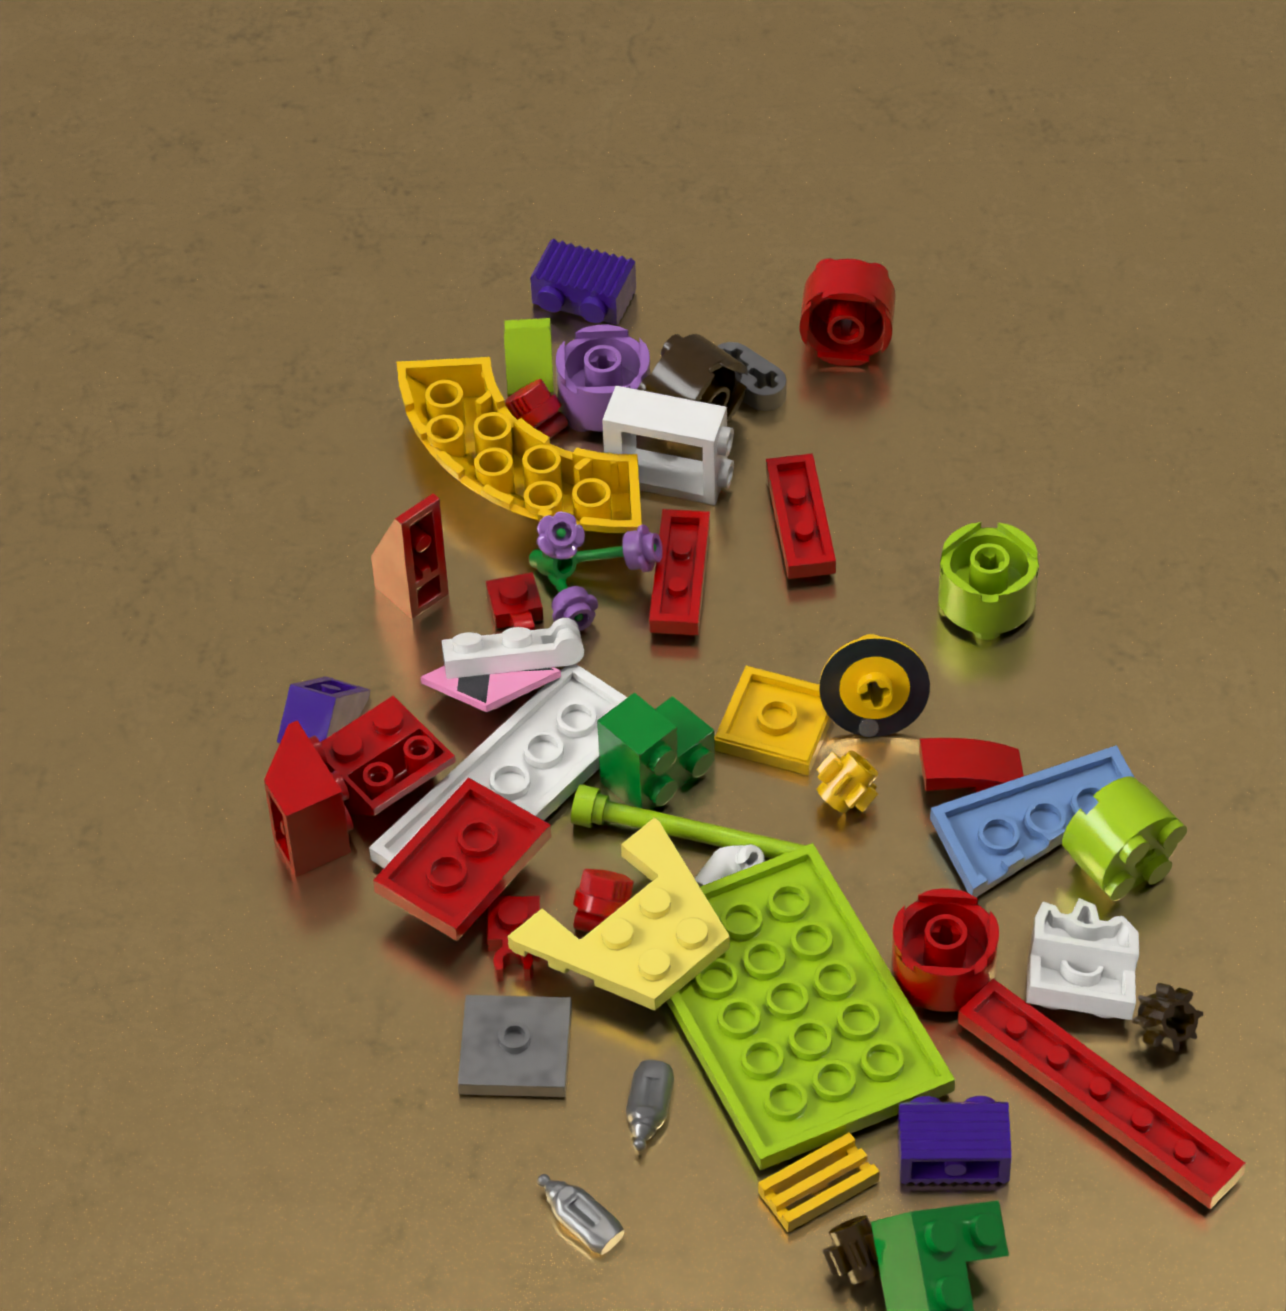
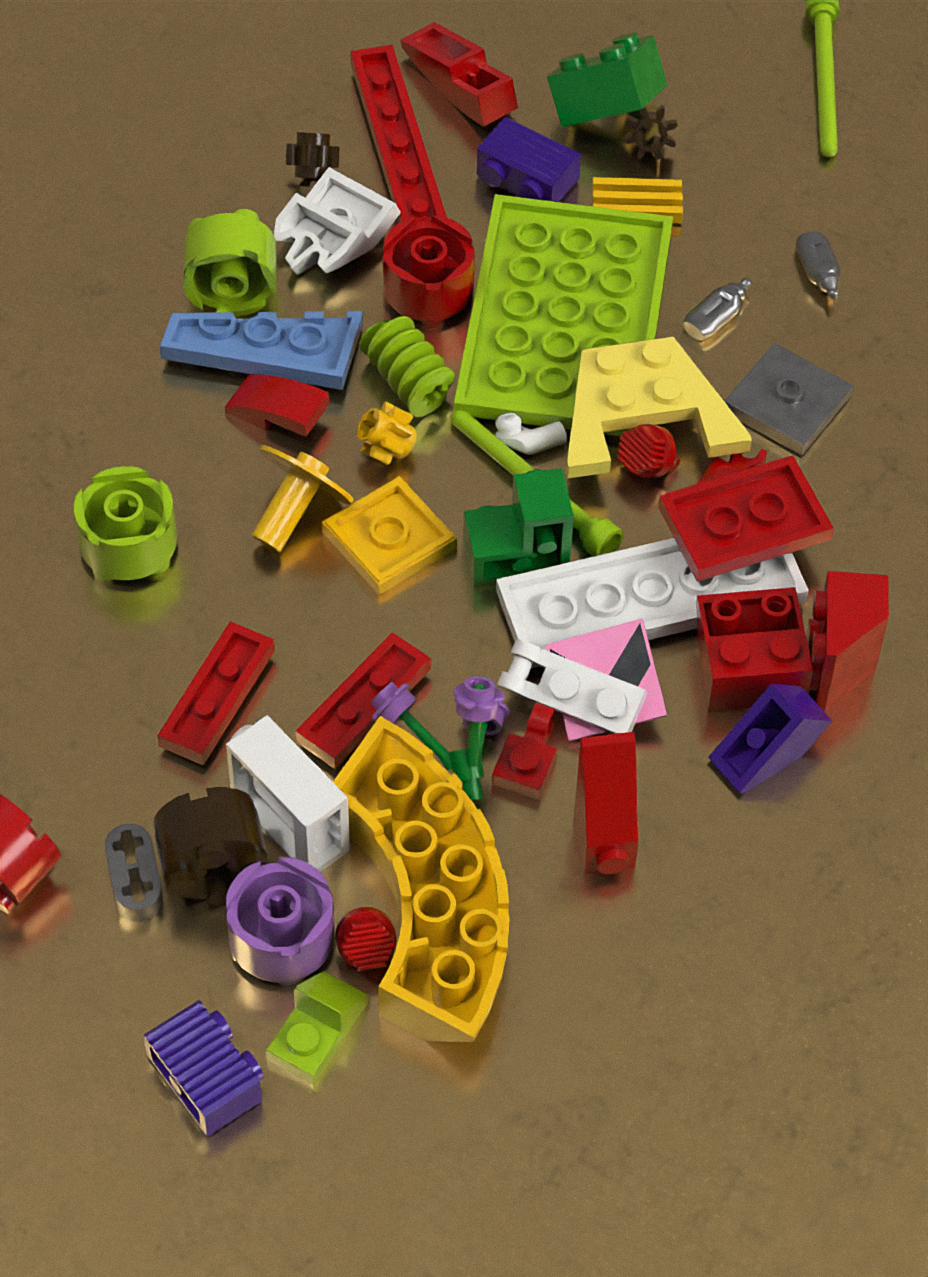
camera: 150 degrees left, 5 degrees up
(883, 858) = (408, 364): none -> lime piece
(1120, 1217) = (461, 73): none -> red slope

